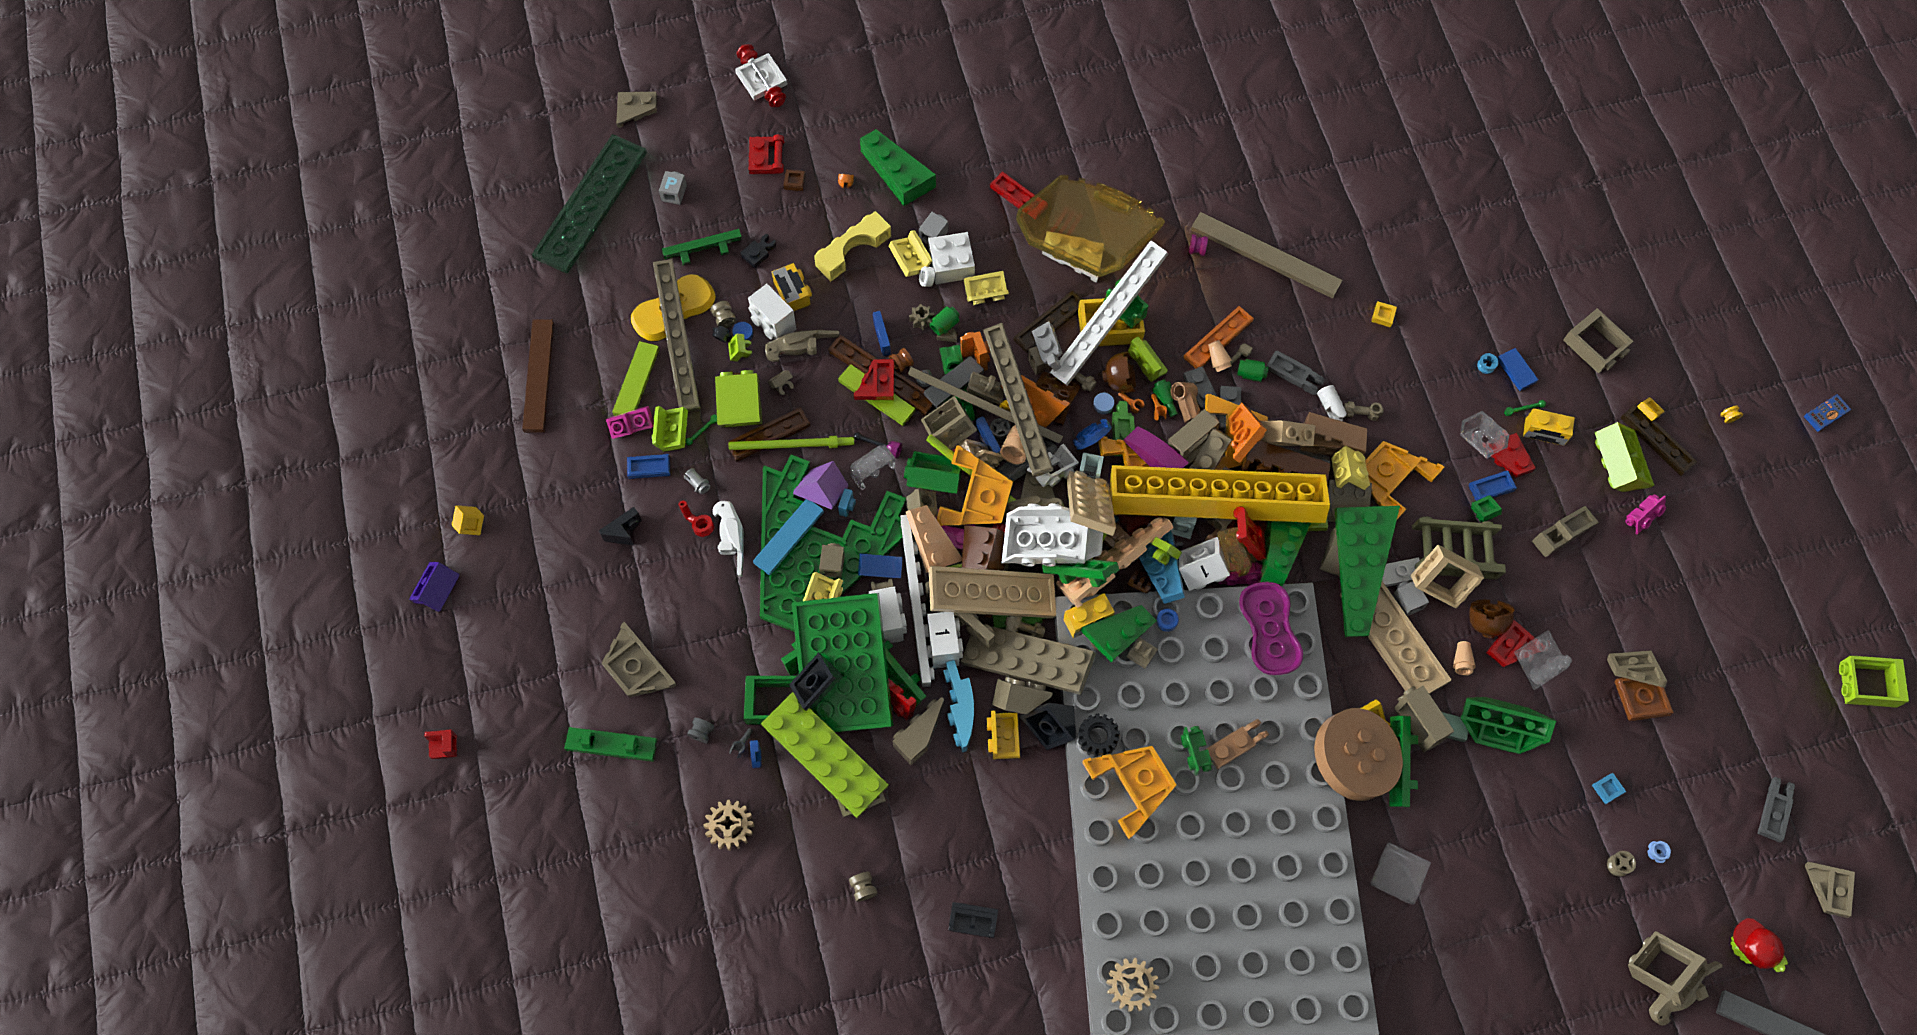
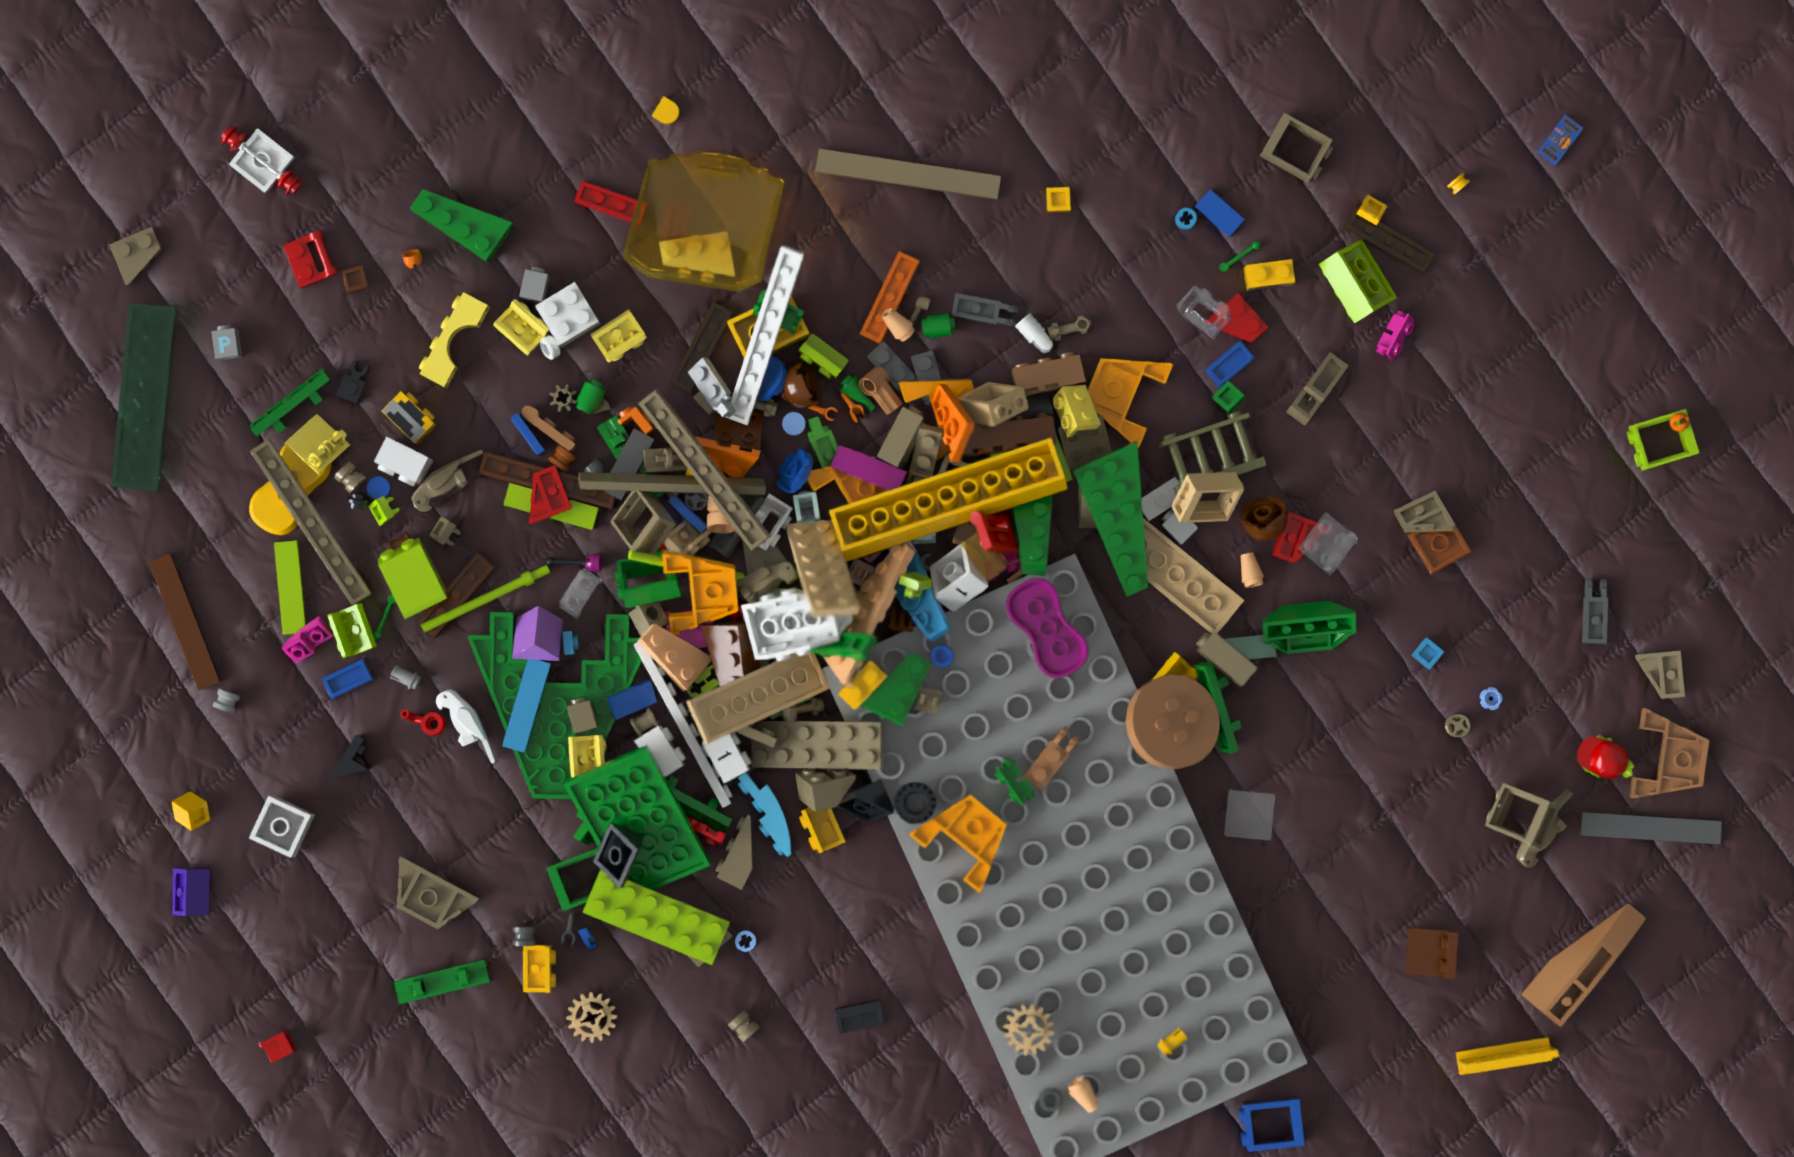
camera: 15 degrees left, 20 degrees up
(536, 558) = (281, 826): none -> white brick
(541, 445) = (226, 701): none -> light grey wheel
(700, 763) = (538, 968): none -> yellow bracket
(710, 280) = (318, 443): none -> light yellow hinge
(900, 334) = (548, 428): none -> medium nougat hinge
(901, 815) = (739, 937): none -> light blue bush
(1088, 148) = (666, 111): none -> yellow tile
(1099, 358) = (773, 379): none -> blue tile
(1198, 245) = (830, 193): magenta wheel -> none
(1833, 974) = (1680, 759): none -> medium nougat wing
(1896, 671) = (1676, 417): none -> orange hinge

